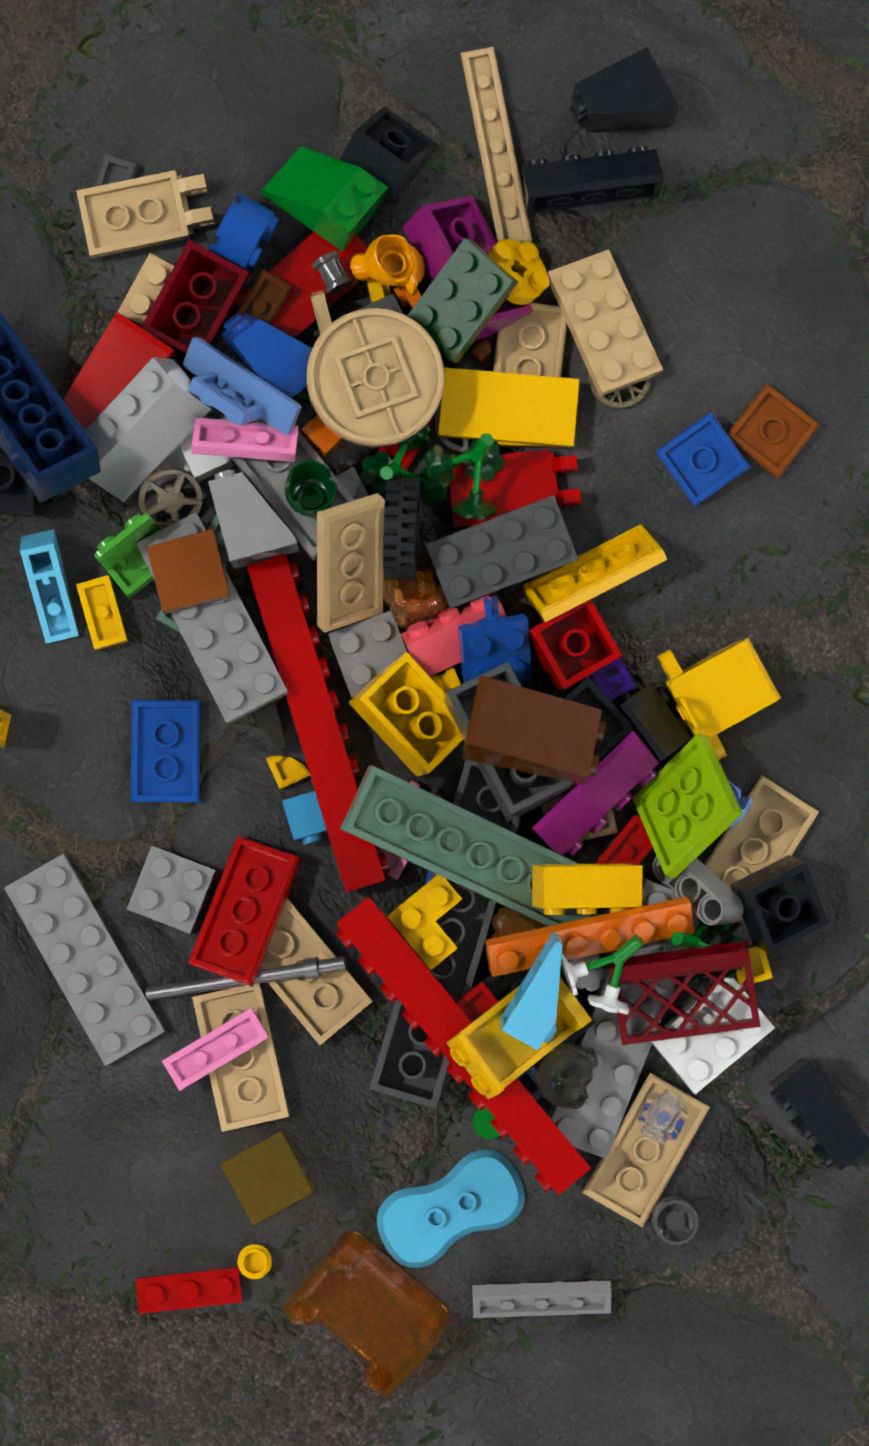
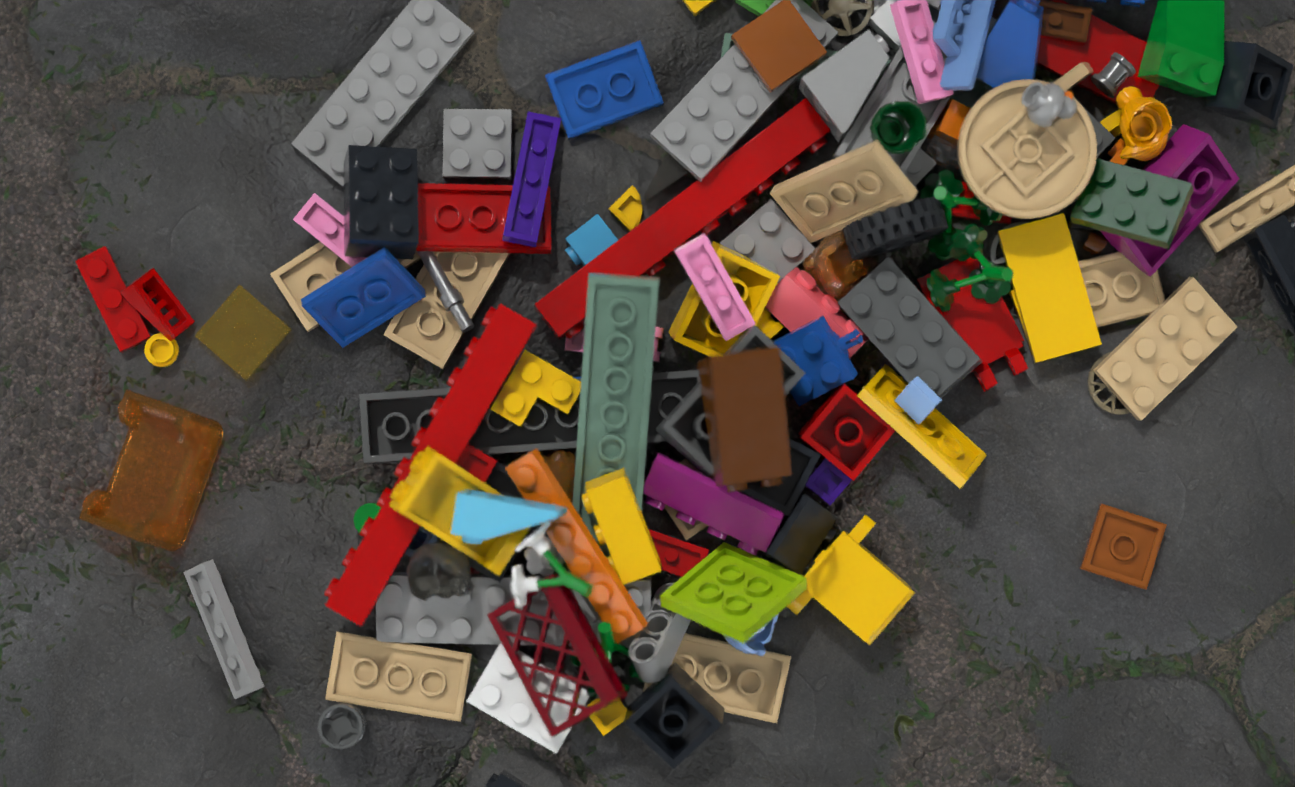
camera: 70 degrees right, 0 degrees up
(195, 1001) = (380, 201): none -> black brick
(206, 1262) = (161, 292): none -> red slope
(226, 851) = (531, 179): none -> dark purple plate
(278, 1051) = (363, 297): none -> blue tile
(341, 341) = (1047, 103): none -> light grey animal
(395, 716) = (714, 287): none -> bright pink plate
(428, 1219) = (256, 495): medium azure plate -> none
(526, 260) = (1193, 257): yellow plate -> none
(570, 567) = (918, 400): none -> light blue tile
(662, 1116) = (434, 679): clear head -> none
(703, 459) = (1070, 490): blue tile -> none

